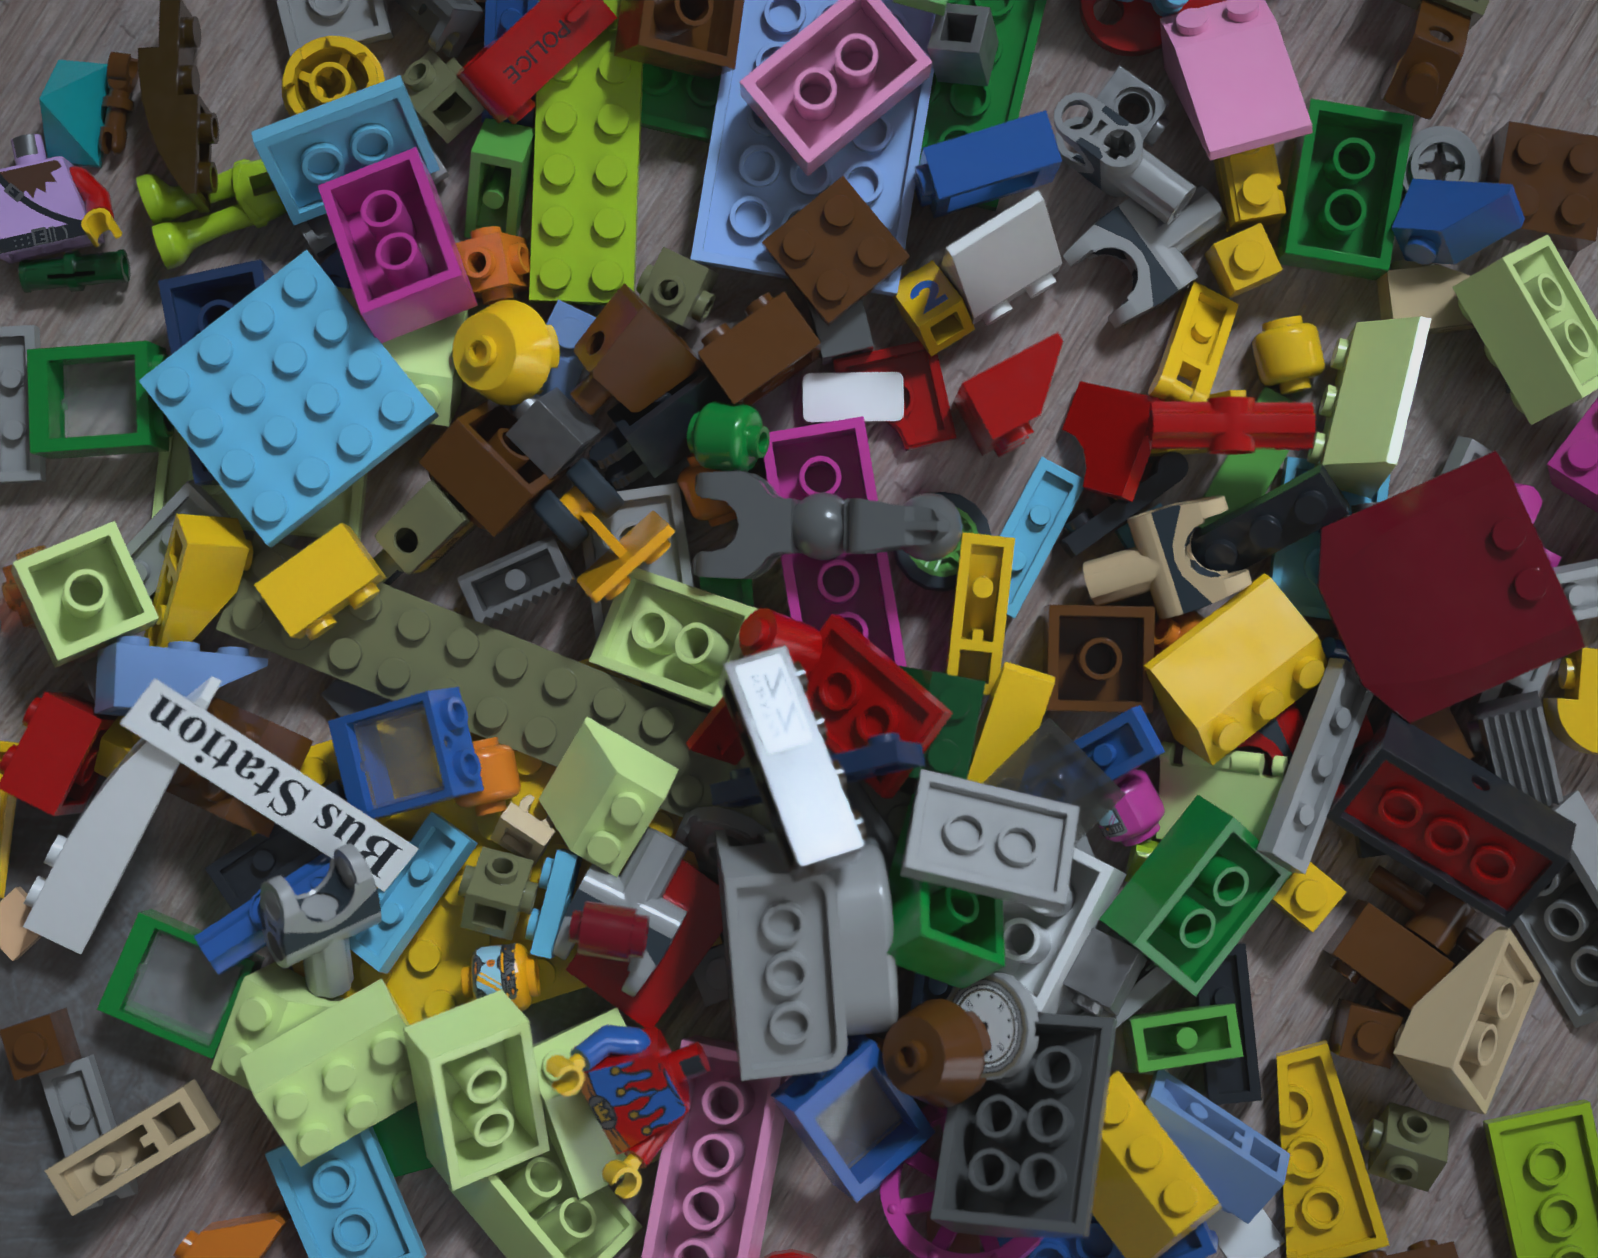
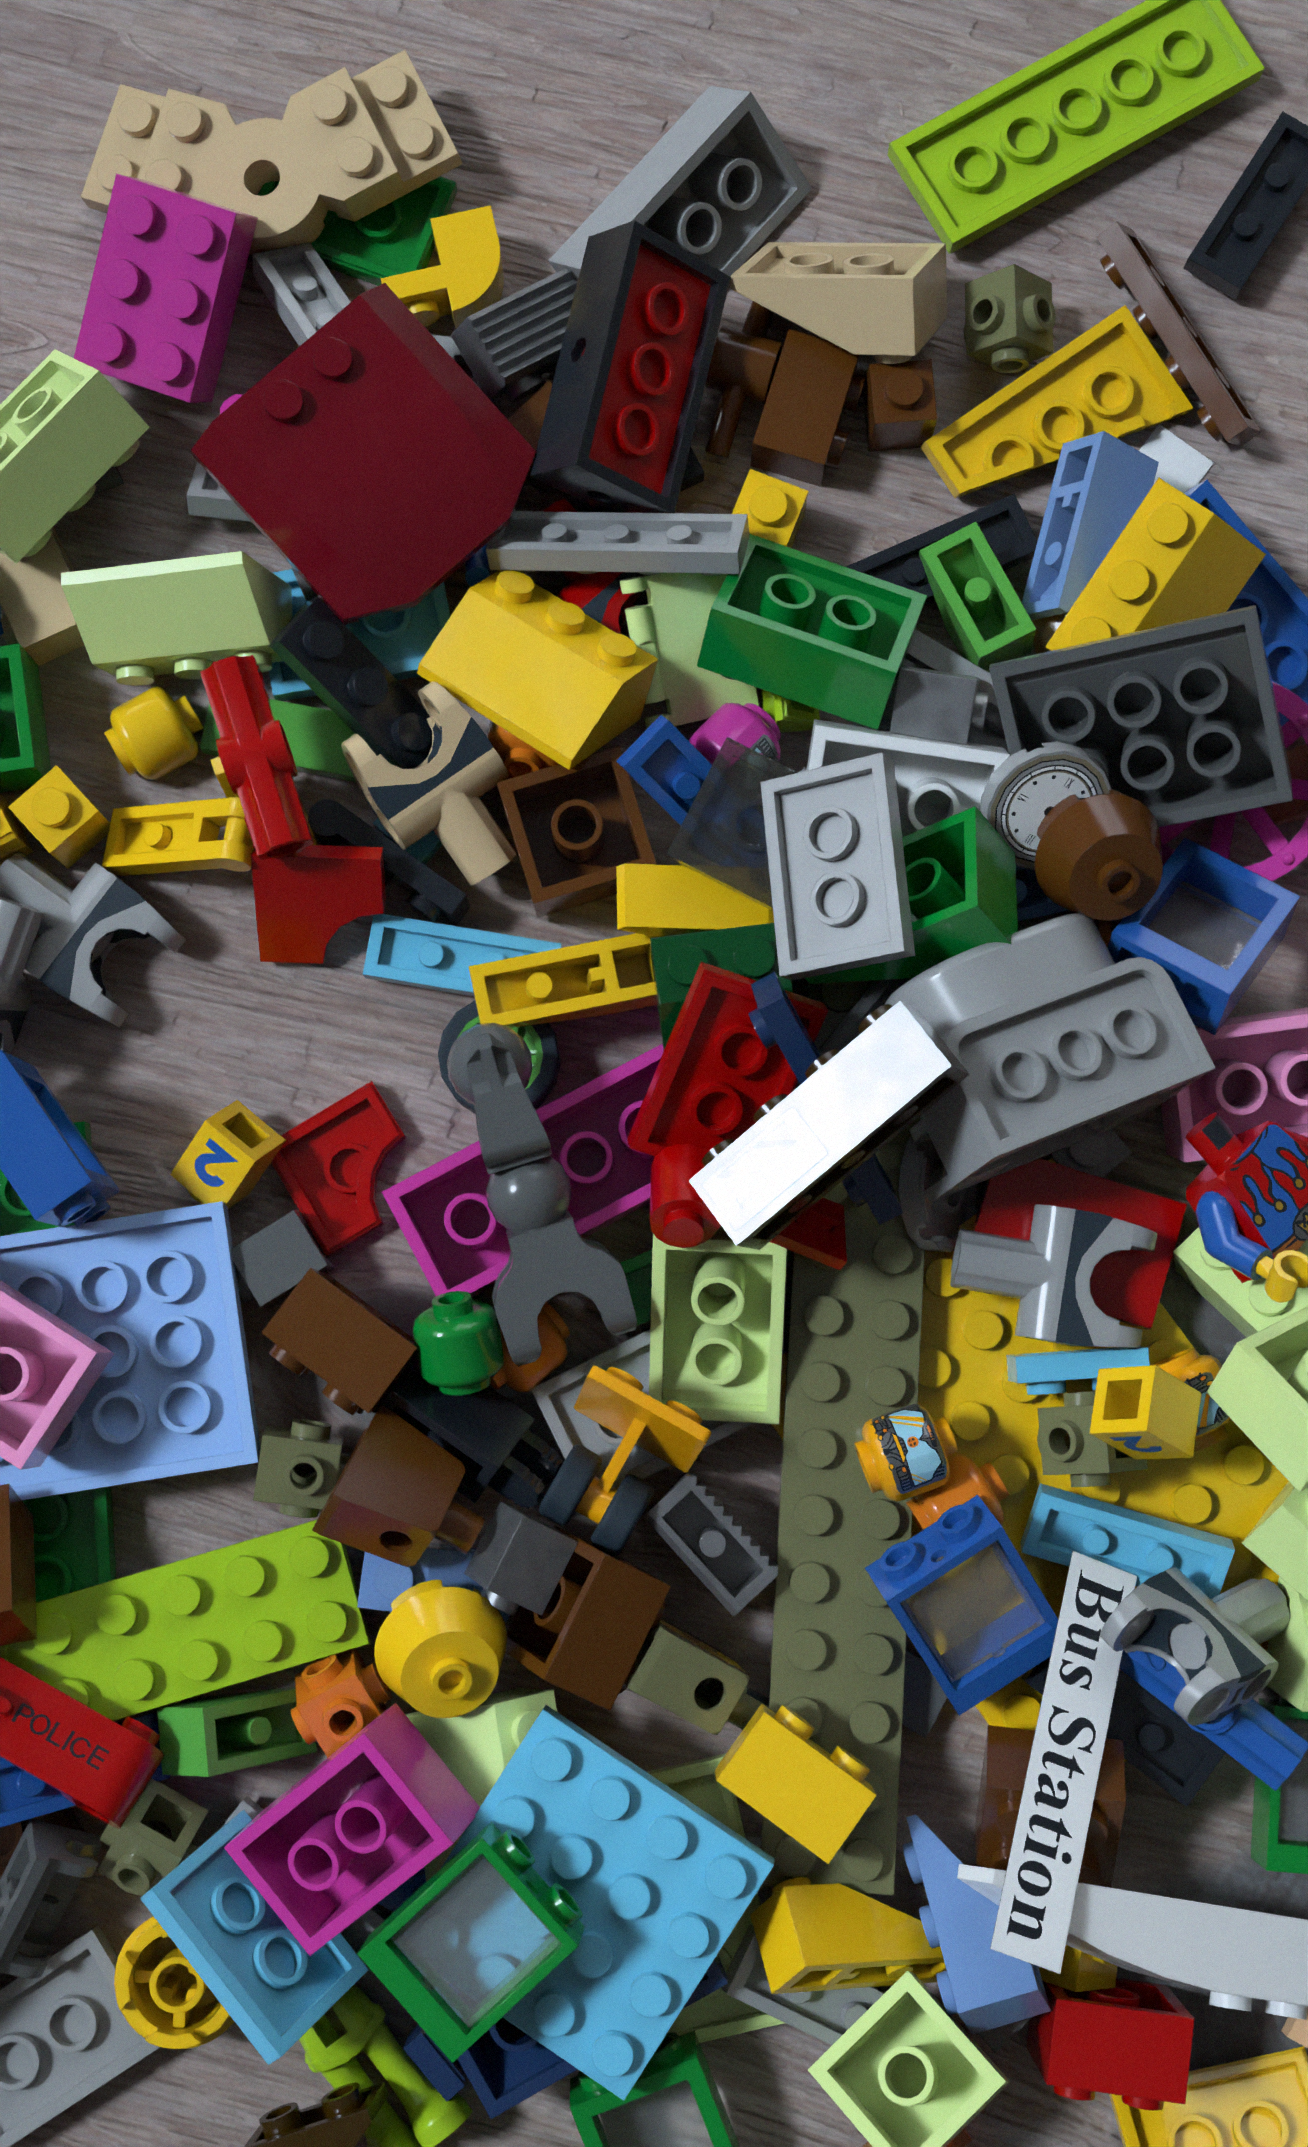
camera: 110 degrees left, 5 degrees down
(214, 254) = (435, 2065): none -> dark blue tile
(288, 308) = (474, 1940): none -> window
(501, 935) = (1145, 1412): none -> yellow brick
(522, 832) = (1009, 1431): tan tile -> none
(533, 746) = (906, 1452): none -> head
(605, 795) = (933, 1344): yellowish green slope -> none
(609, 931) = (1095, 1283): dark red brick -> none
(835, 250) = (193, 1290): reddish brown plate -> none
(853, 395) = (362, 1217): white sticker -> none
(1004, 260) = (142, 1086): white slope -> none
(1008, 397) = (312, 1026): red slope -> none

